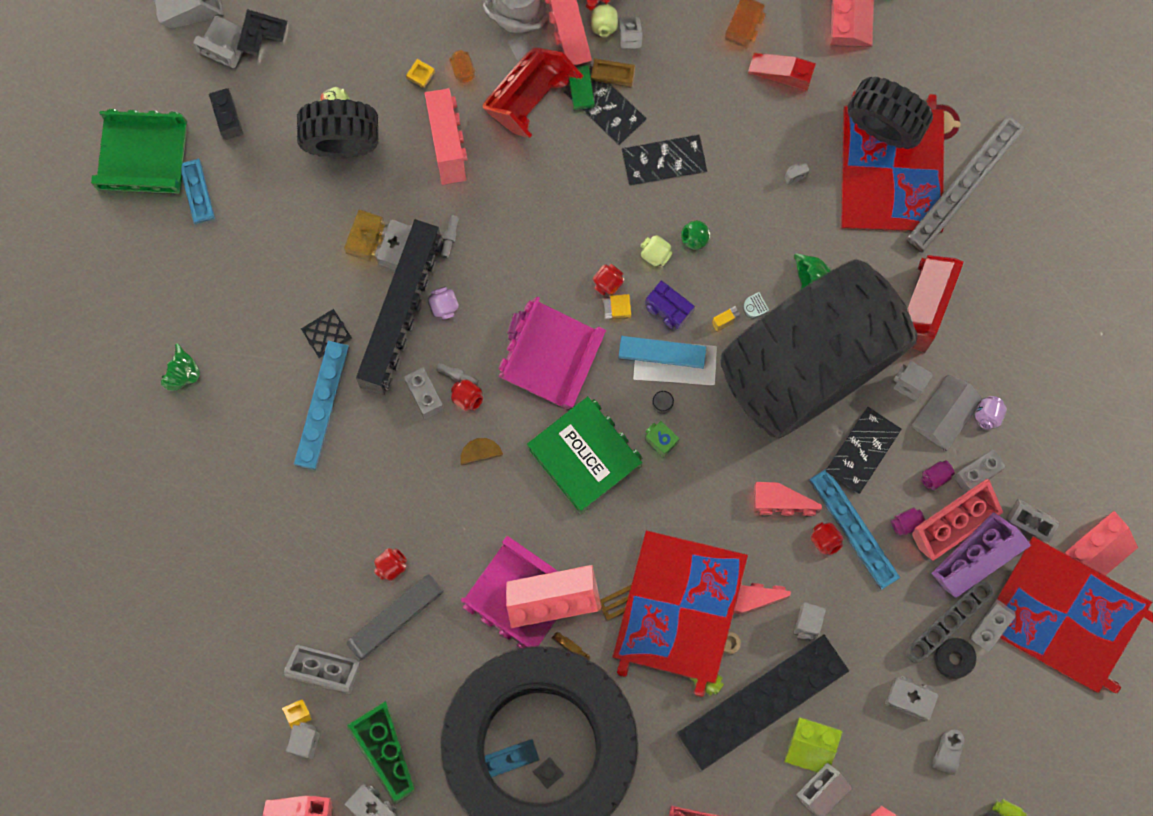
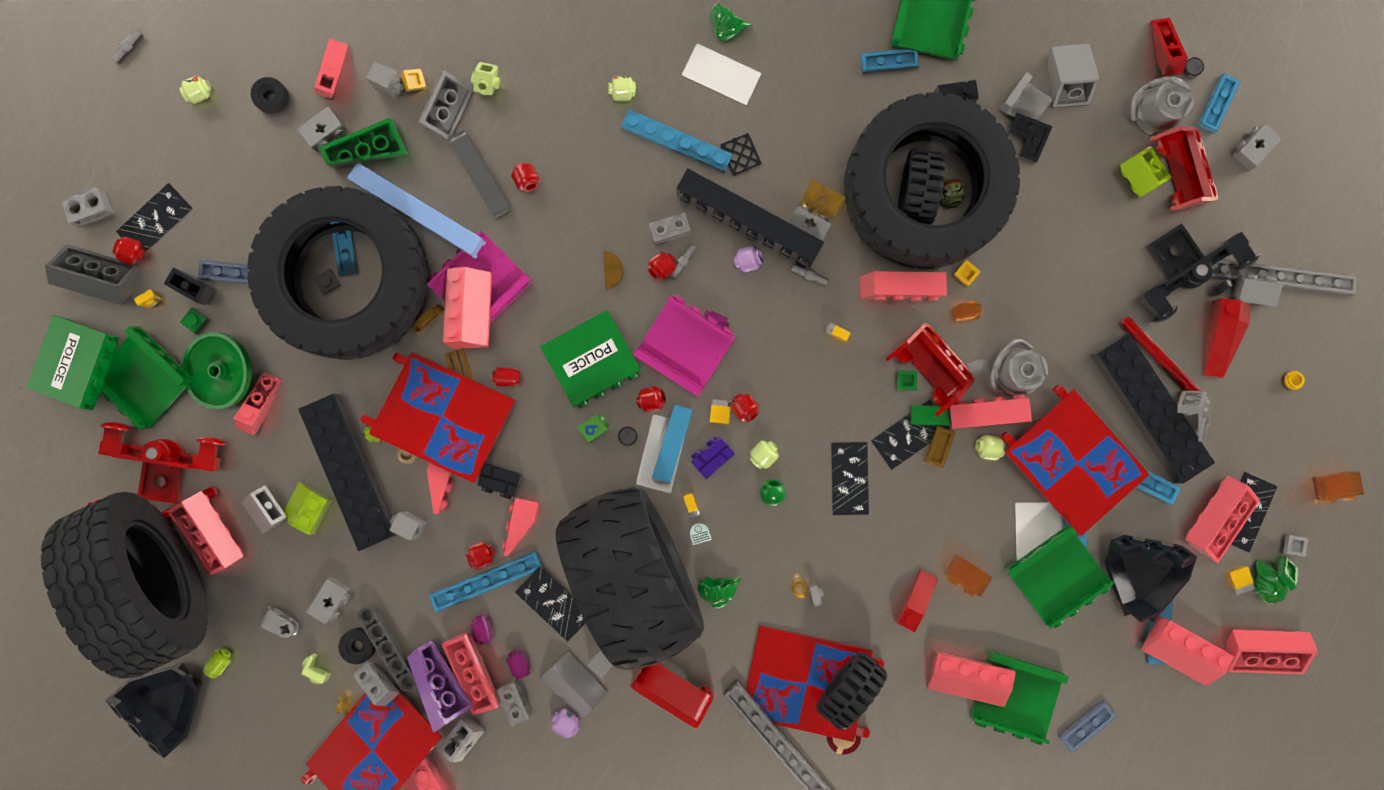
camera: 100 degrees right, 10 degrees up
(237, 370) = (721, 74): none -> white sticker
(272, 473) = (622, 88): none -> yellowish green head
(284, 628) = (485, 78): none -> yellowish green brick
(317, 58) = (970, 134): none -> black tyre
(449, 677) = (416, 210): none -> light blue tile
(508, 196) = (837, 332): none -> yellow piece
(547, 116) = (906, 380): none -> green plate
(617, 381) = (651, 399): none -> red head
(621, 545) = (506, 377): none -> red brick
(630, 32) = (976, 469): light grey slope -> none
(739, 530) = (499, 480): none -> black brick
(798, 186) = (795, 592): none -> clear yellow bush
(997, 698) = (315, 673): none -> yellowish green bracket
(1024, 661) = (343, 705): none -> clear yellow bush

